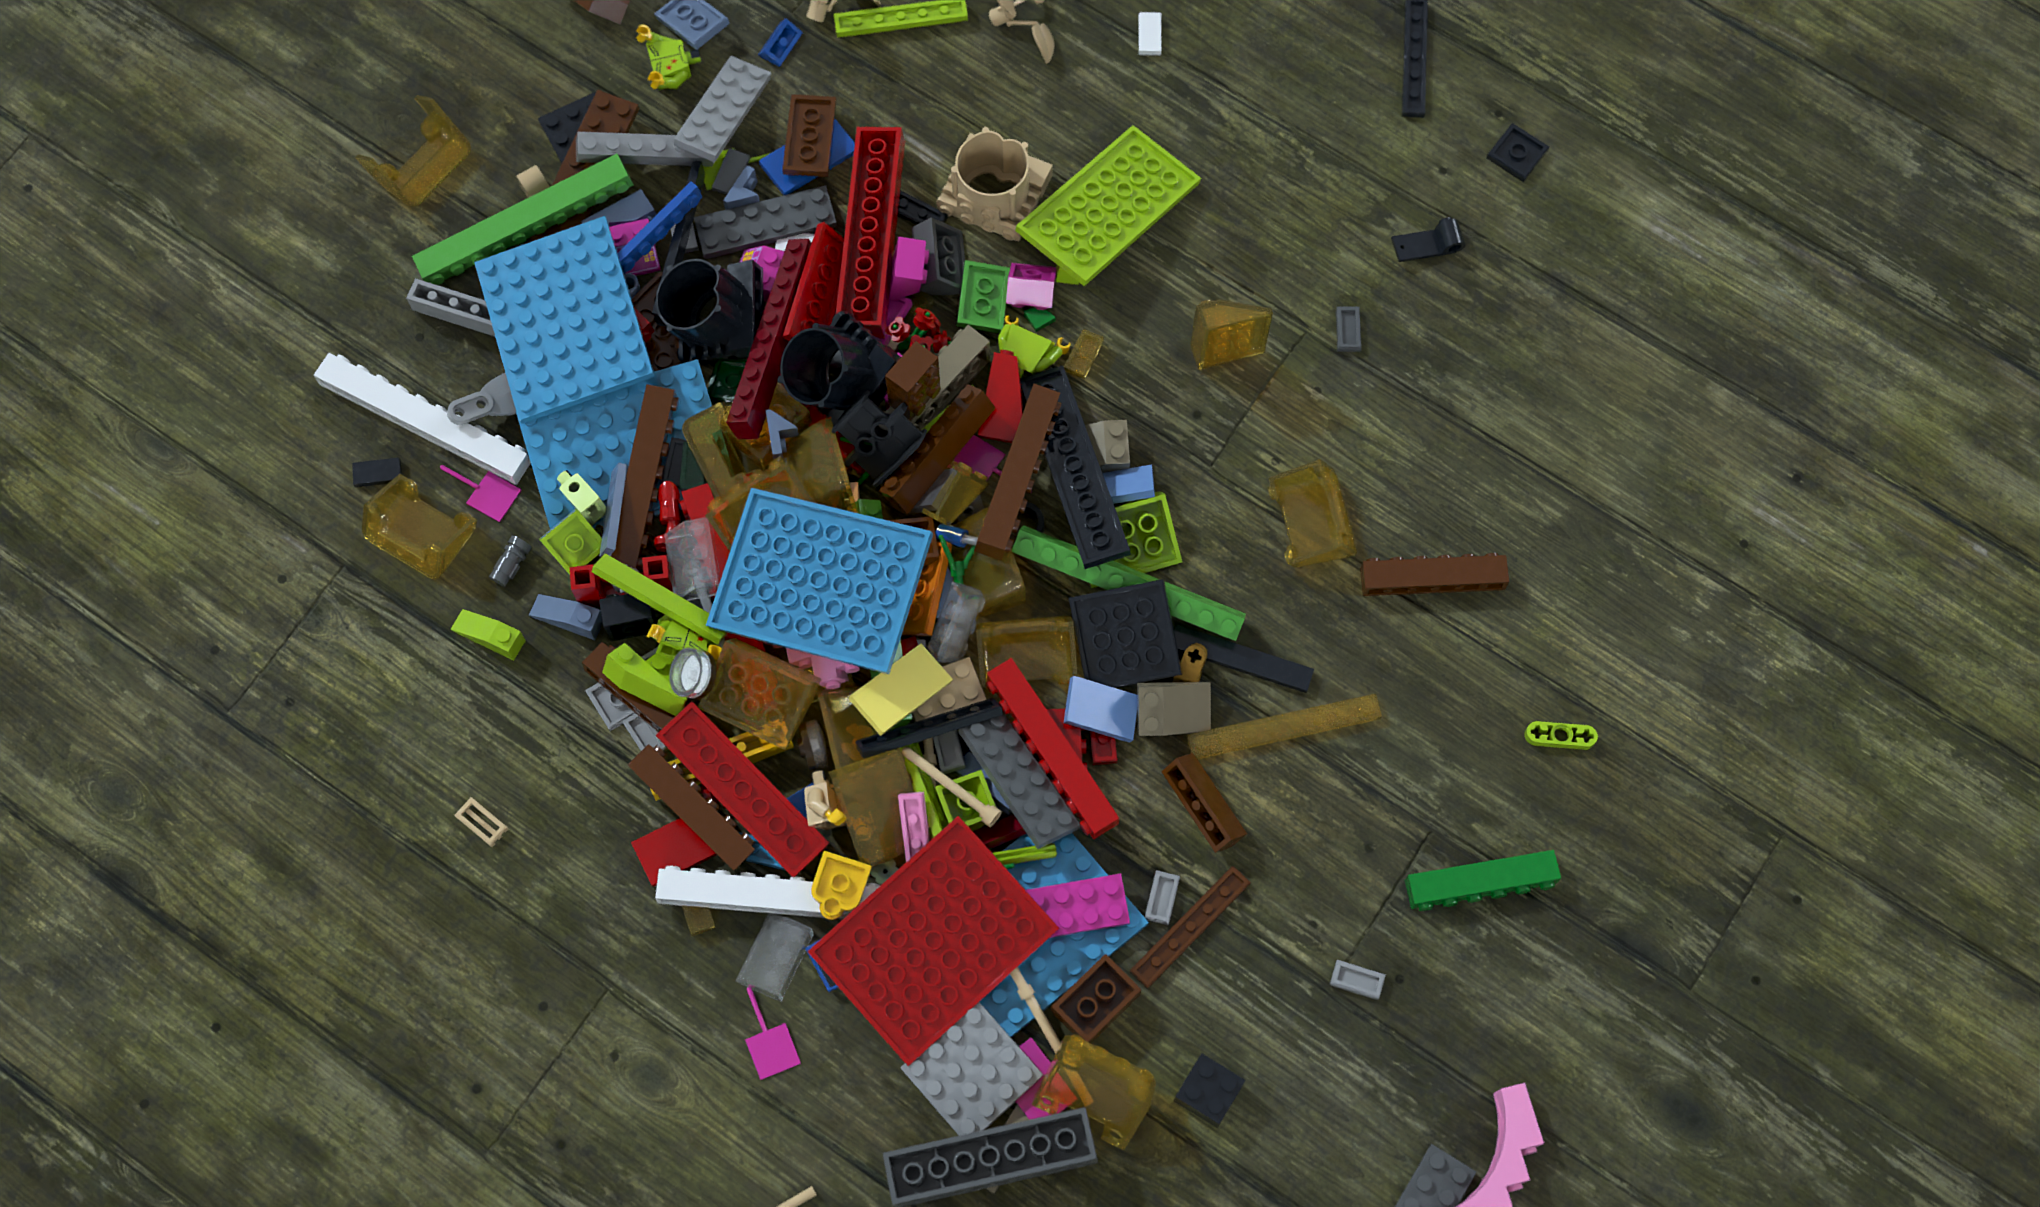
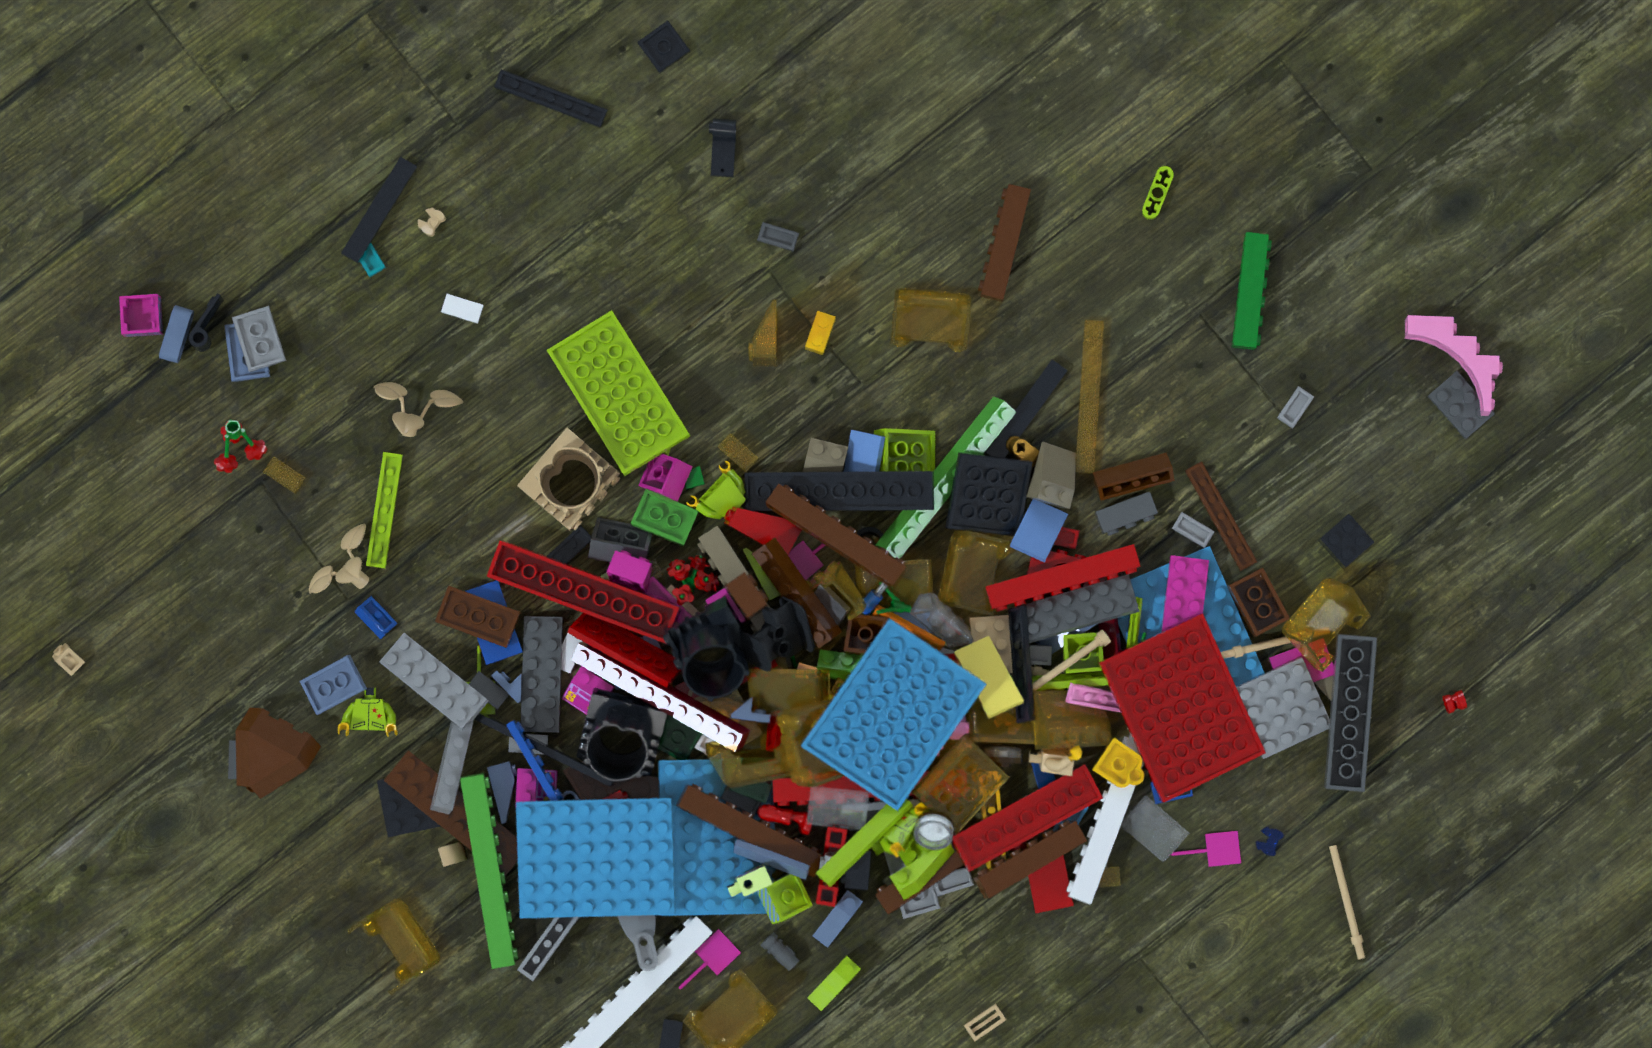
camera: 75 degrees left, 15 degrees up
(789, 1109) = (1269, 847): none -> clear blue piece
(877, 871) = (1119, 728): sand green plant -> none
(1155, 809) = (1126, 514): none -> dark grey brick
(1253, 400) = (820, 332): none -> yellow brick

